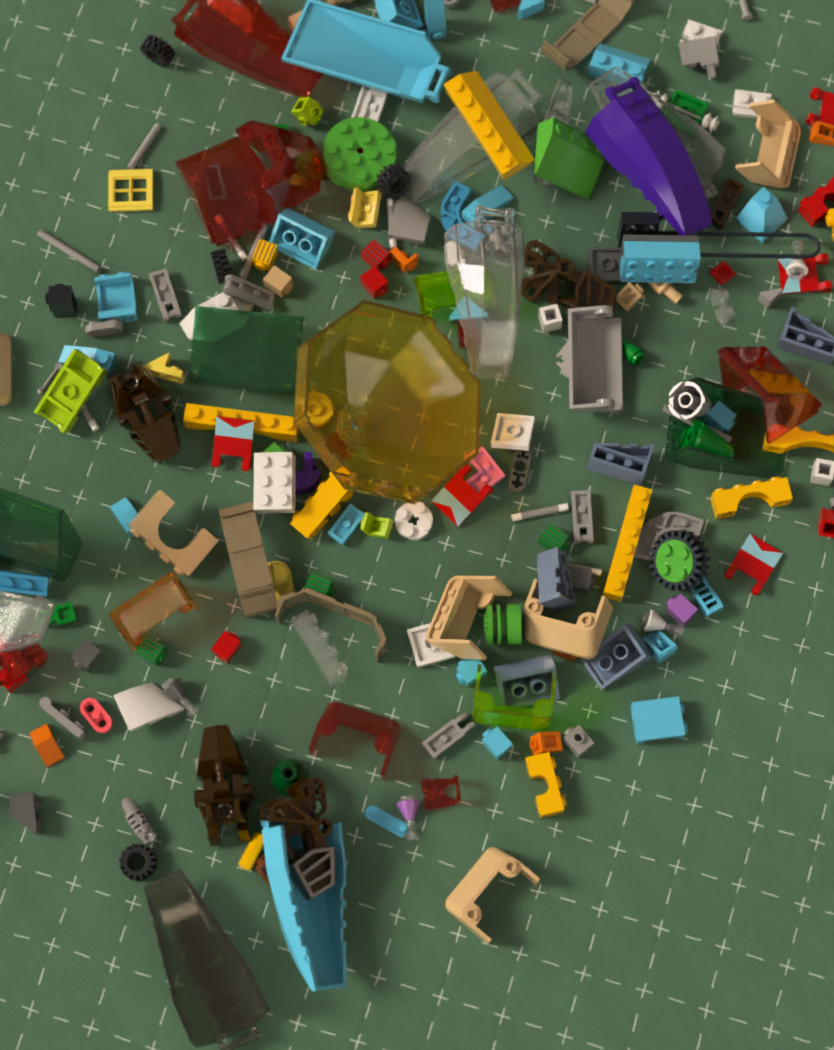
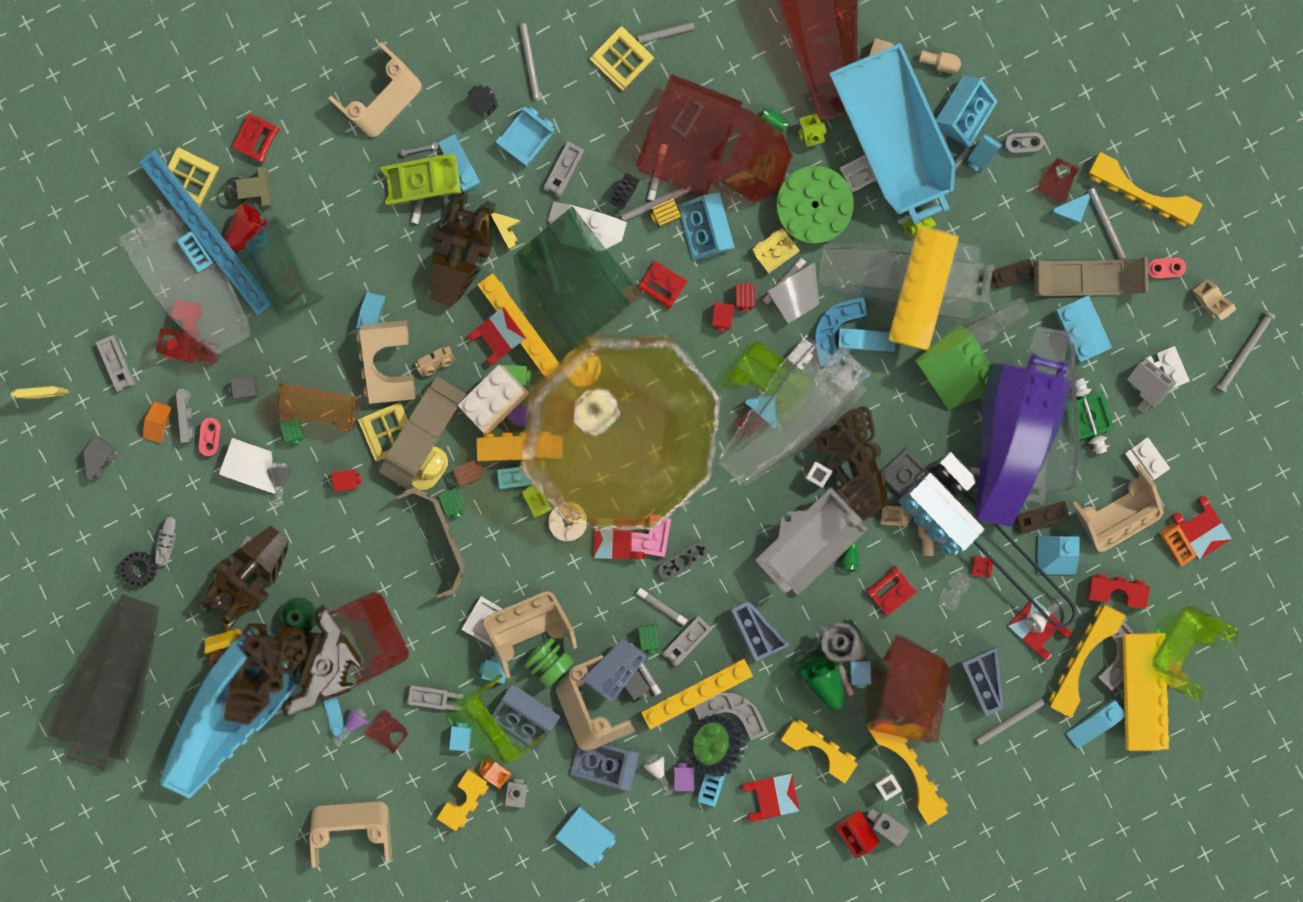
camera: 45 degrees right, 15 degrees up
(63, 614) = (258, 340): green plate -> none
(109, 327) = (501, 155): light grey plate -> none
(210, 497) = (443, 358): none -> tan hinge
(216, 601) = (369, 432): none -> light yellow piece
(248, 292) = (623, 232): light grey plate -> none
(278, 282) = (654, 244): tan brick -> none
(309, 555) = (468, 472): none -> dark orange brick
(312, 298) = (665, 279): none -> red plate
(319, 649) = (406, 549): clear brick -> none
(347, 789) = (324, 667): none -> helmet
(387, 176) = (814, 253): black tyre -> none
(401, 260) = (760, 317): orange bracket -> none
(441, 109) = (911, 230): none -> lime bracket
(512, 431) = (702, 531): plate -> none
(537, 74) = (1011, 274): none -> dark brown hinge
(660, 645) = (642, 786): medium azure slope -> none
(687, 347) = (894, 596): none -> red plate
(769, 297) = (993, 621): light grey slope -> none

